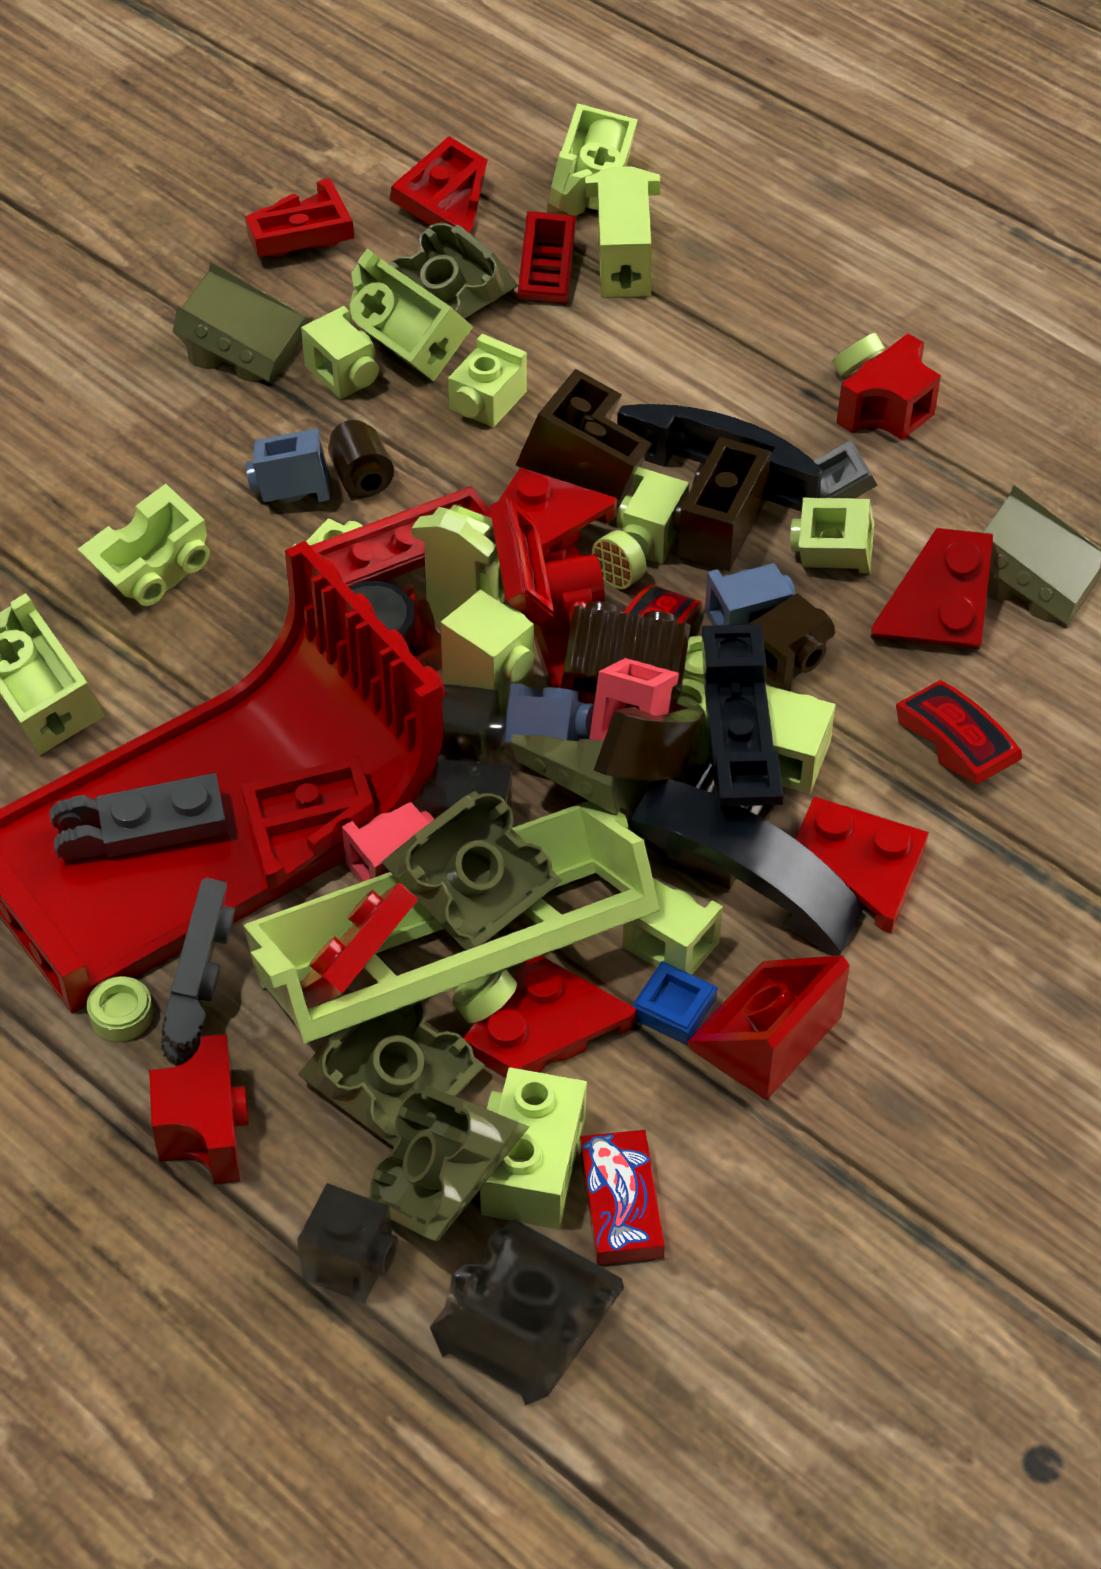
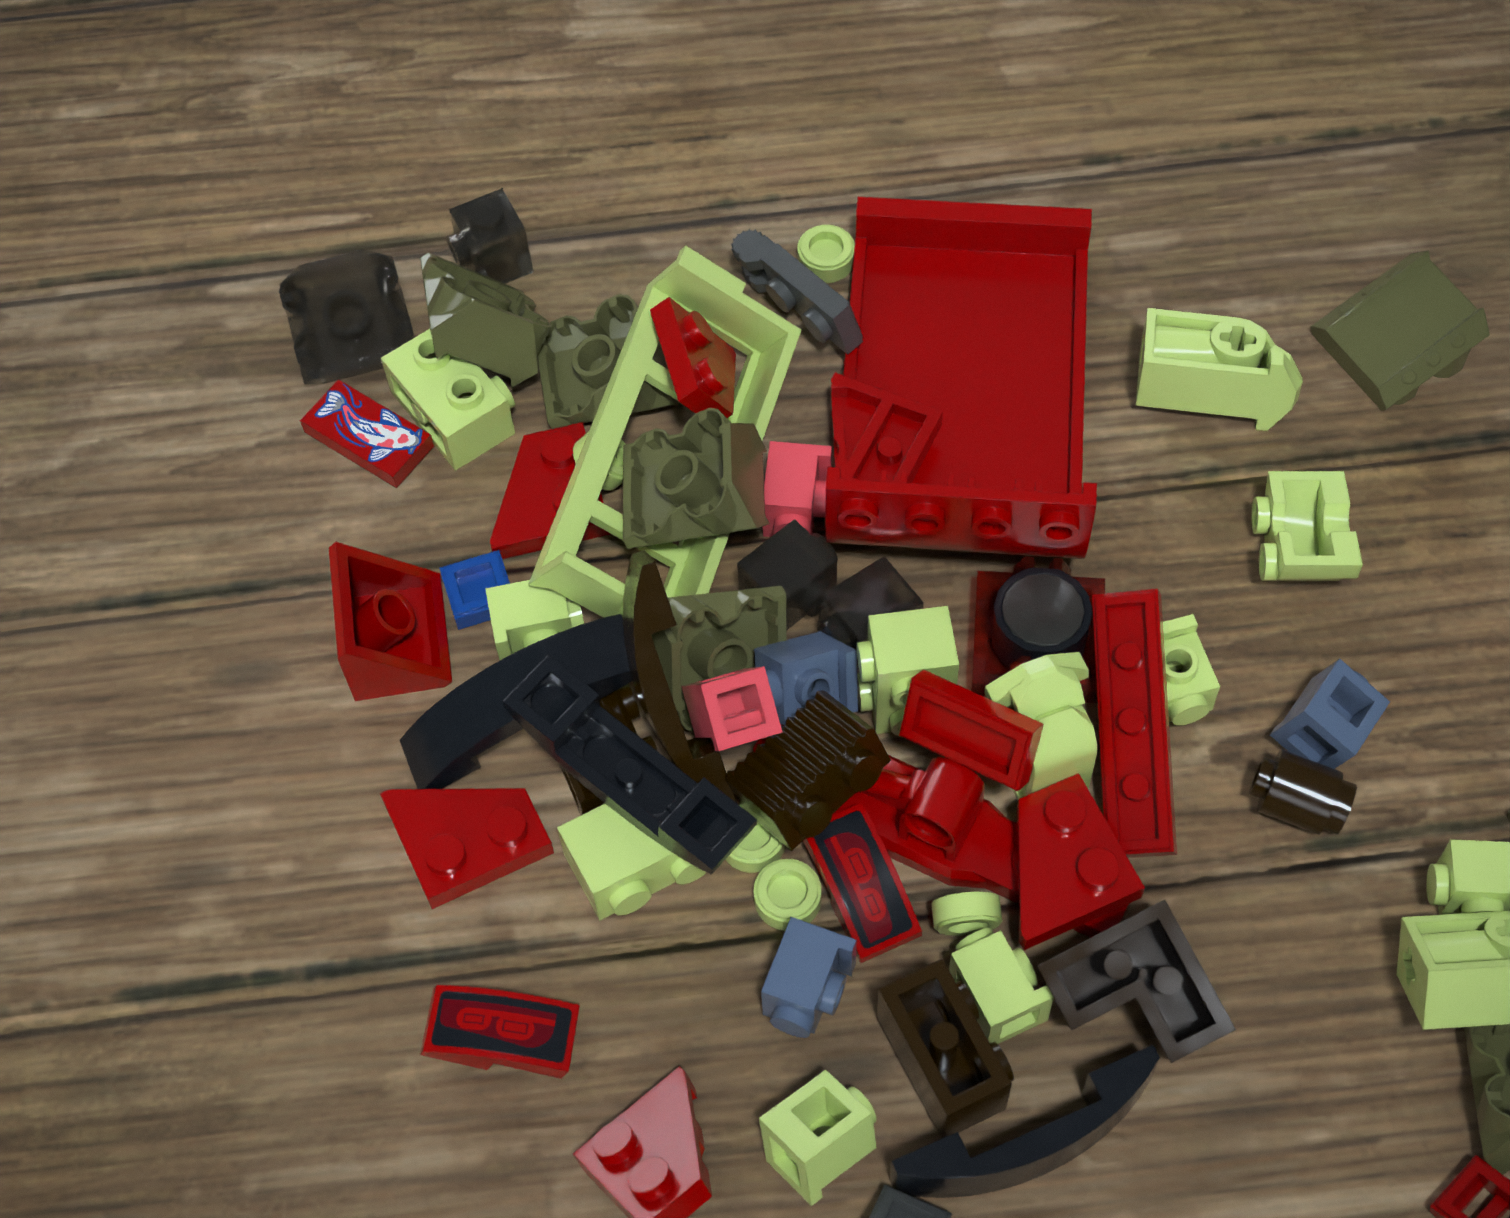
camera: 135 degrees right, 10 degrees up
(139, 819) = (984, 354): dark grey hinge -> none
(199, 1110) = (672, 219): red brick -> none
(488, 381) = (1323, 1012): yellowish green brick -> none
(793, 640) = (726, 968): dark brown brick -> none

